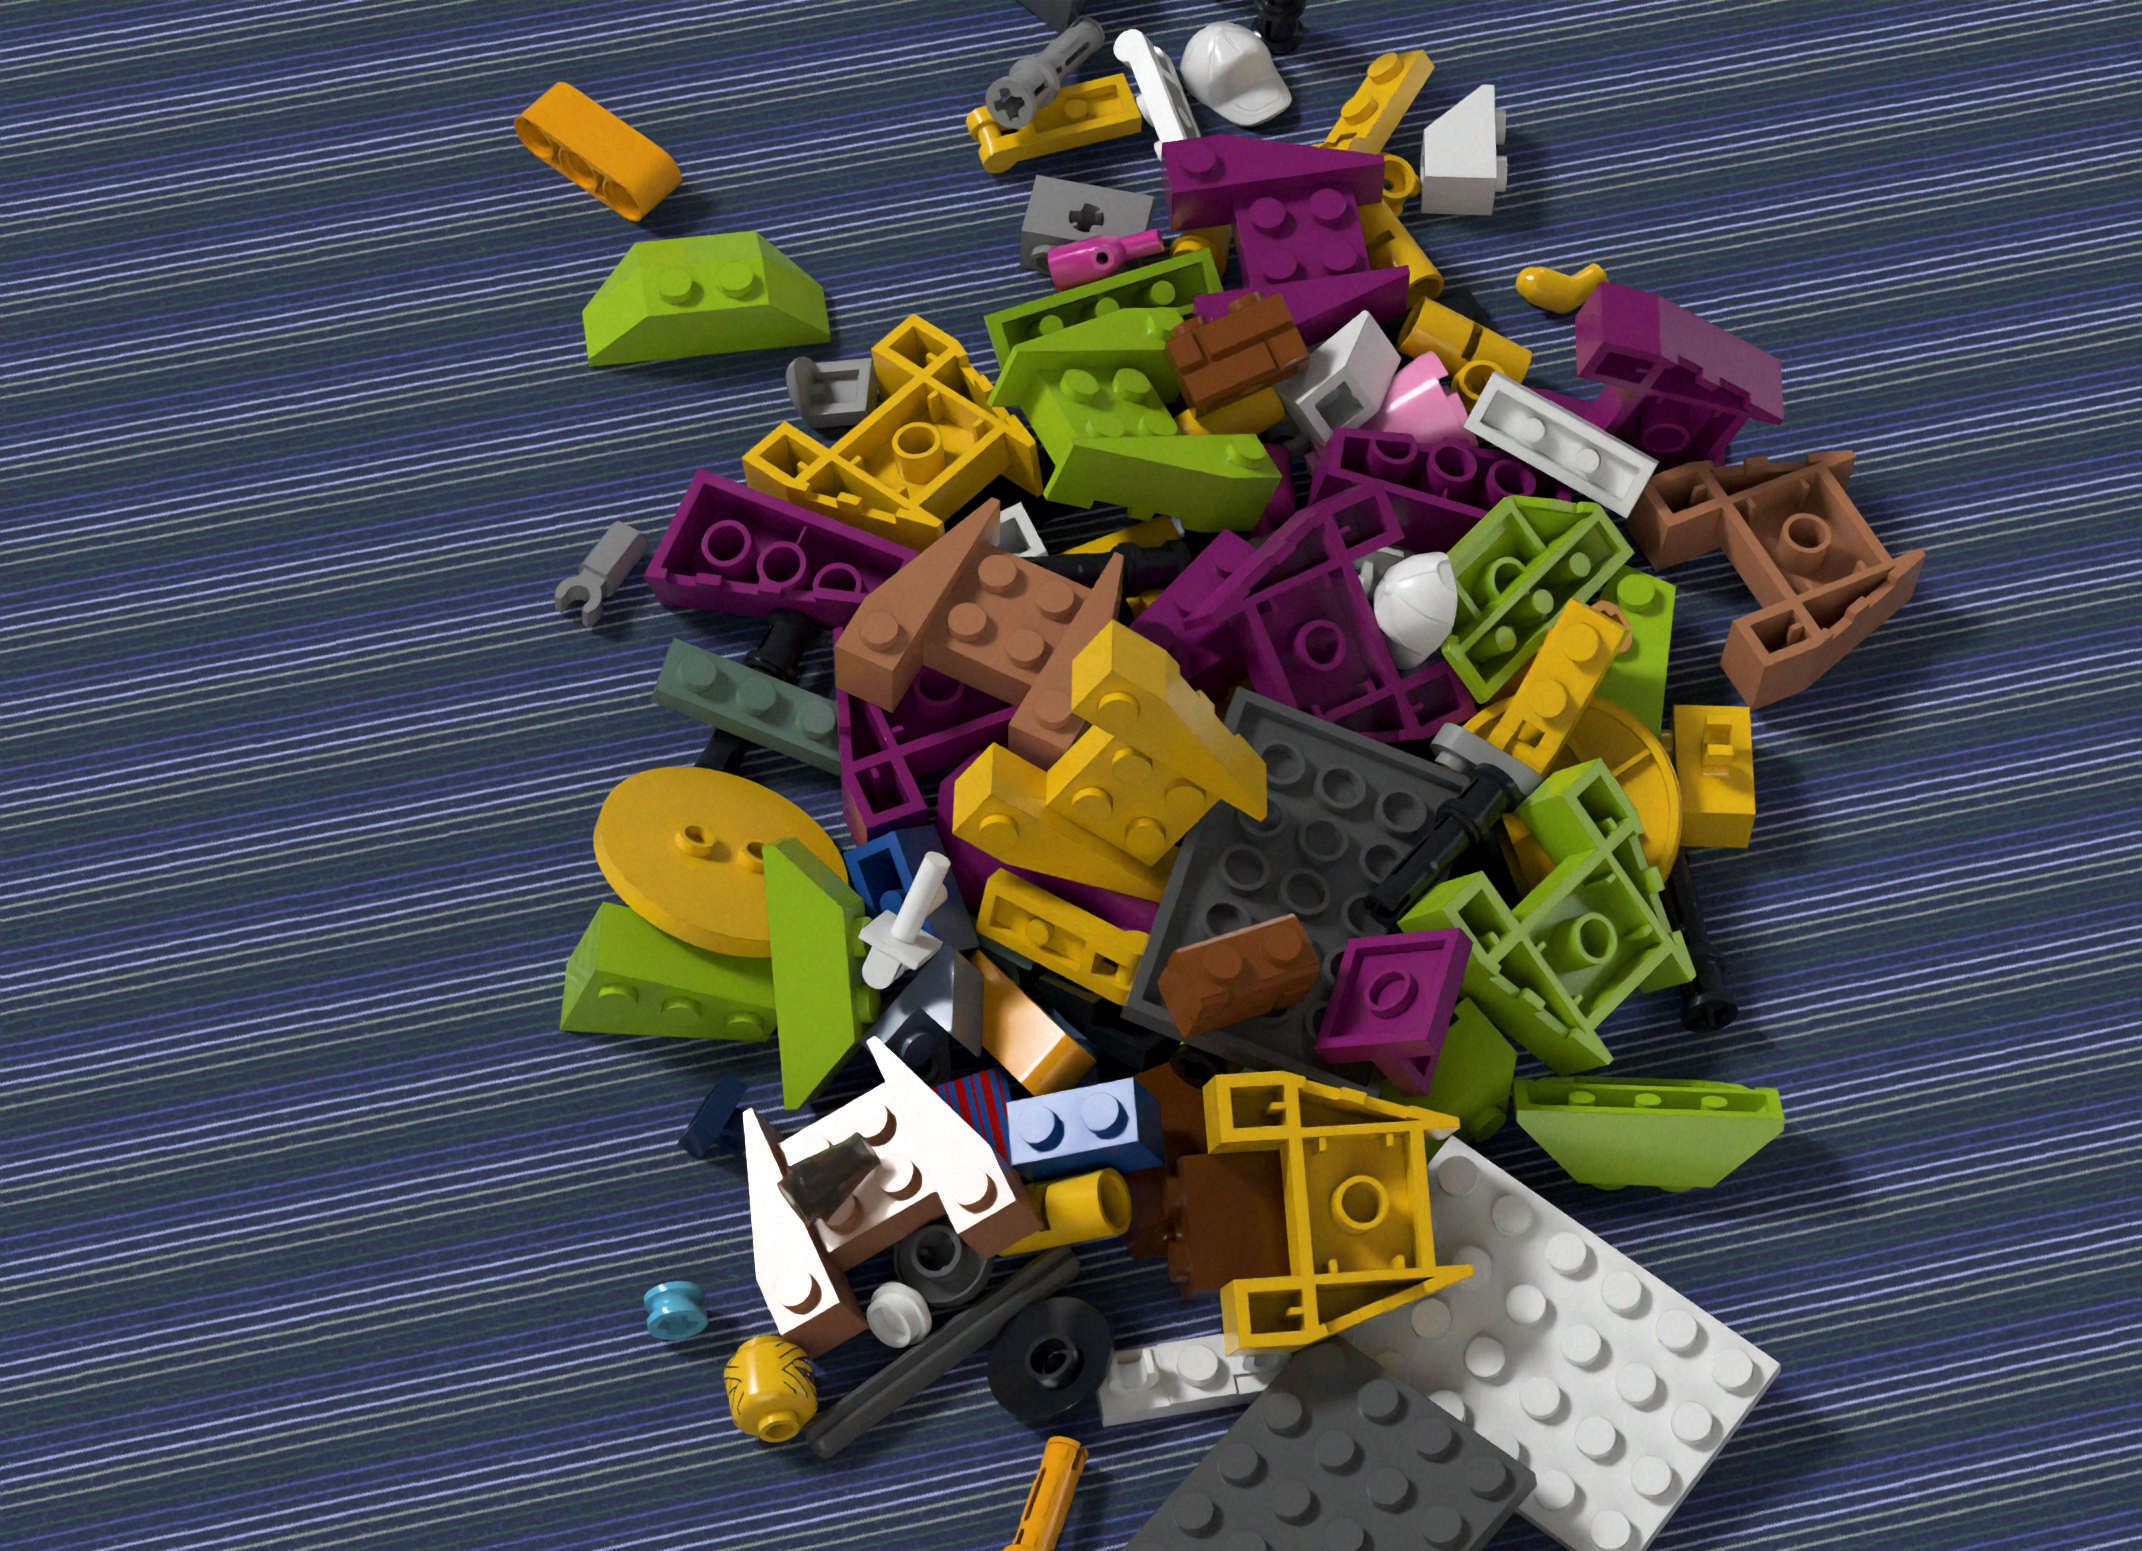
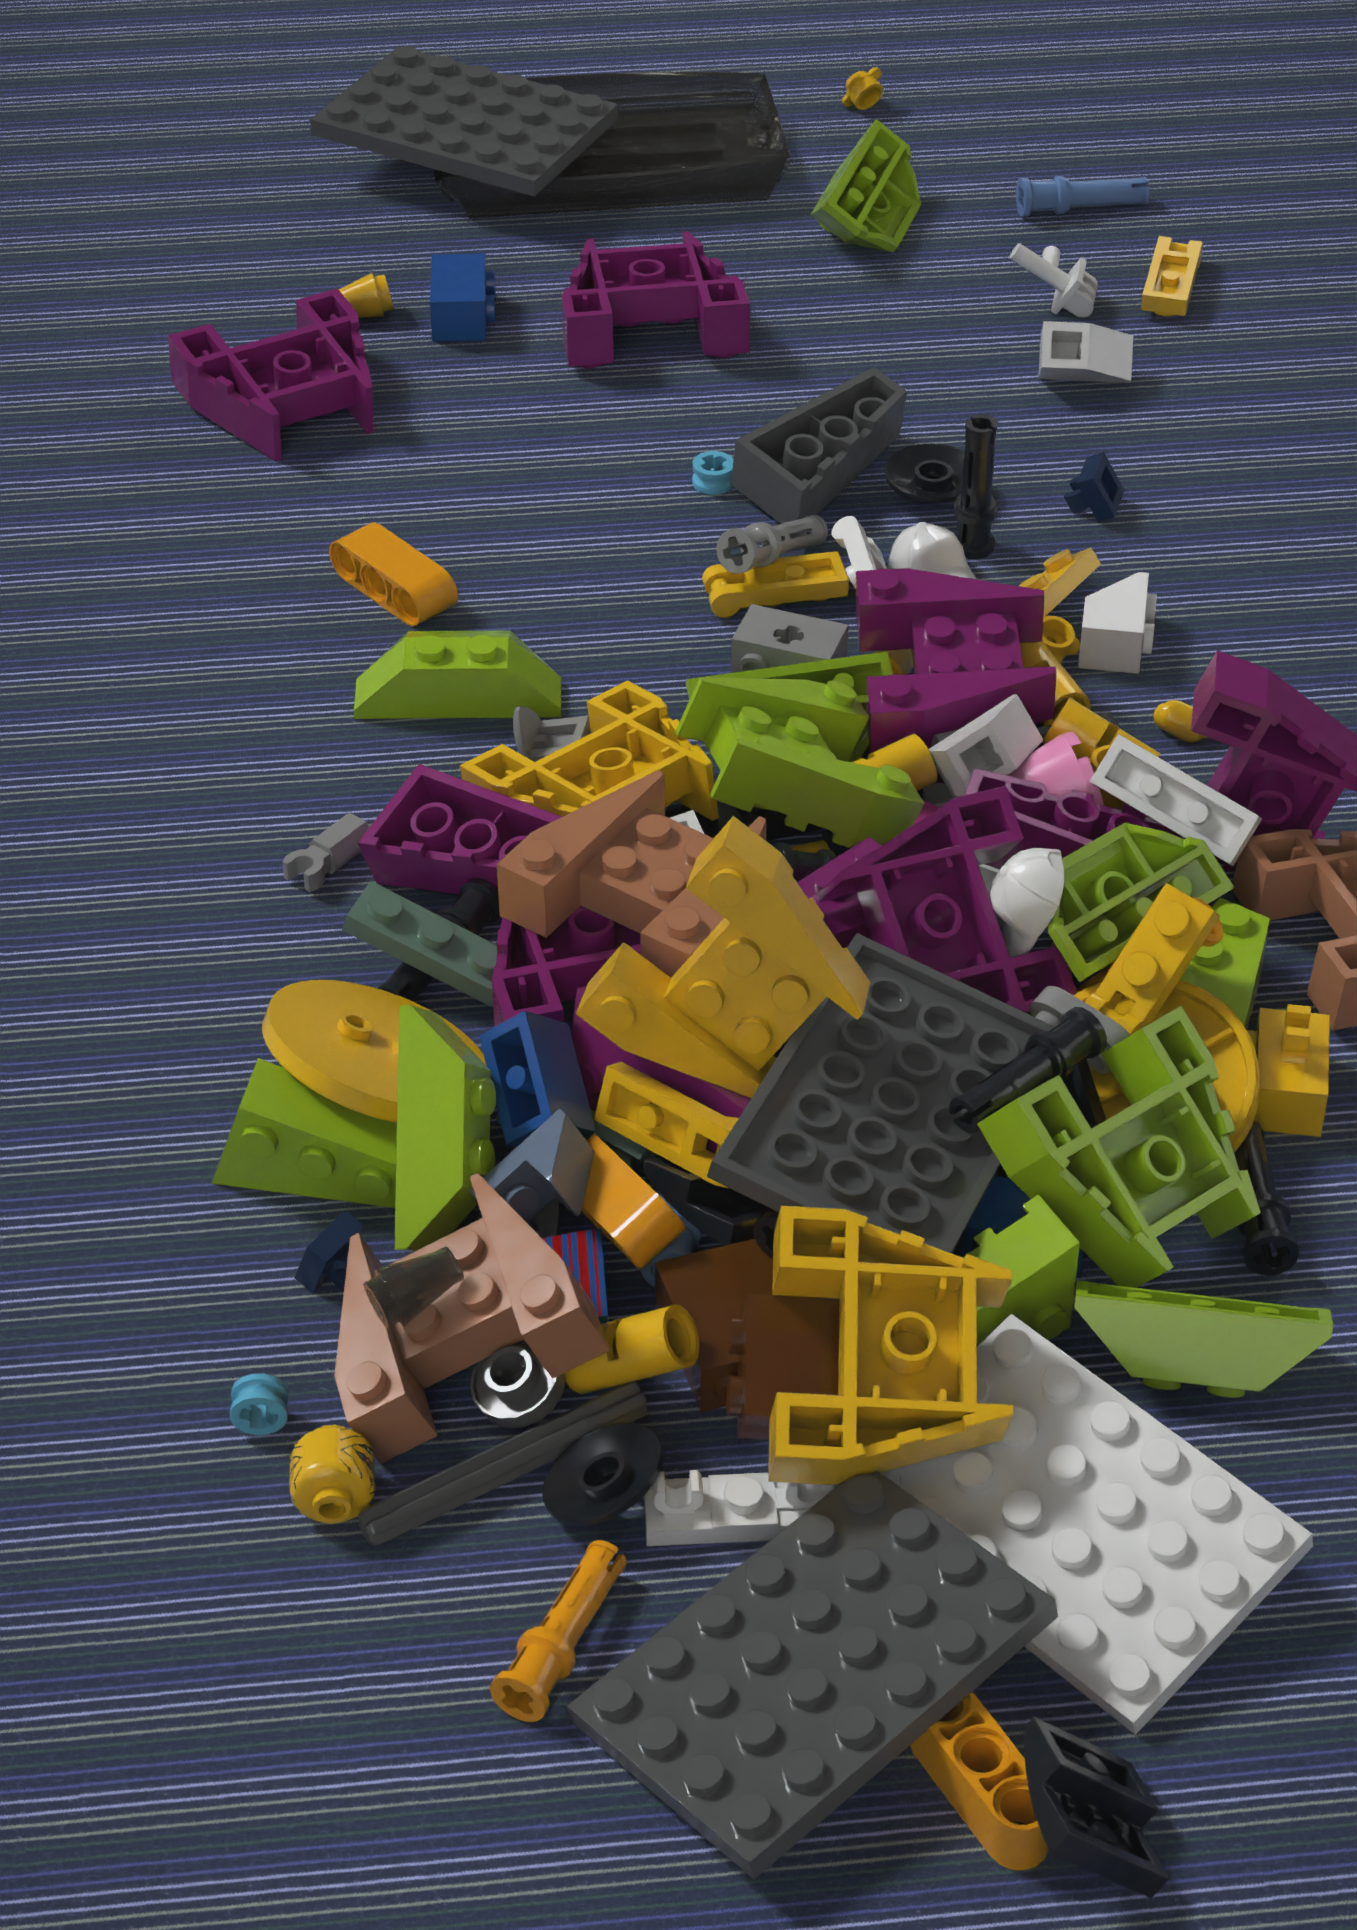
camera: 10 degrees right, 15 degrees down
(898, 939) = (509, 1103): white arm -> none
(898, 1315) = (466, 1426): white plate -> none
(1086, 1131) = (662, 1269): brick -> none
(1098, 257) = (796, 650): dark pink piece -> none
(1235, 353) = (895, 710): dark orange brick -> none
(1238, 975) = (819, 1141): dark orange brick -> none
(1395, 1004) = (969, 1184): magenta bracket -> none

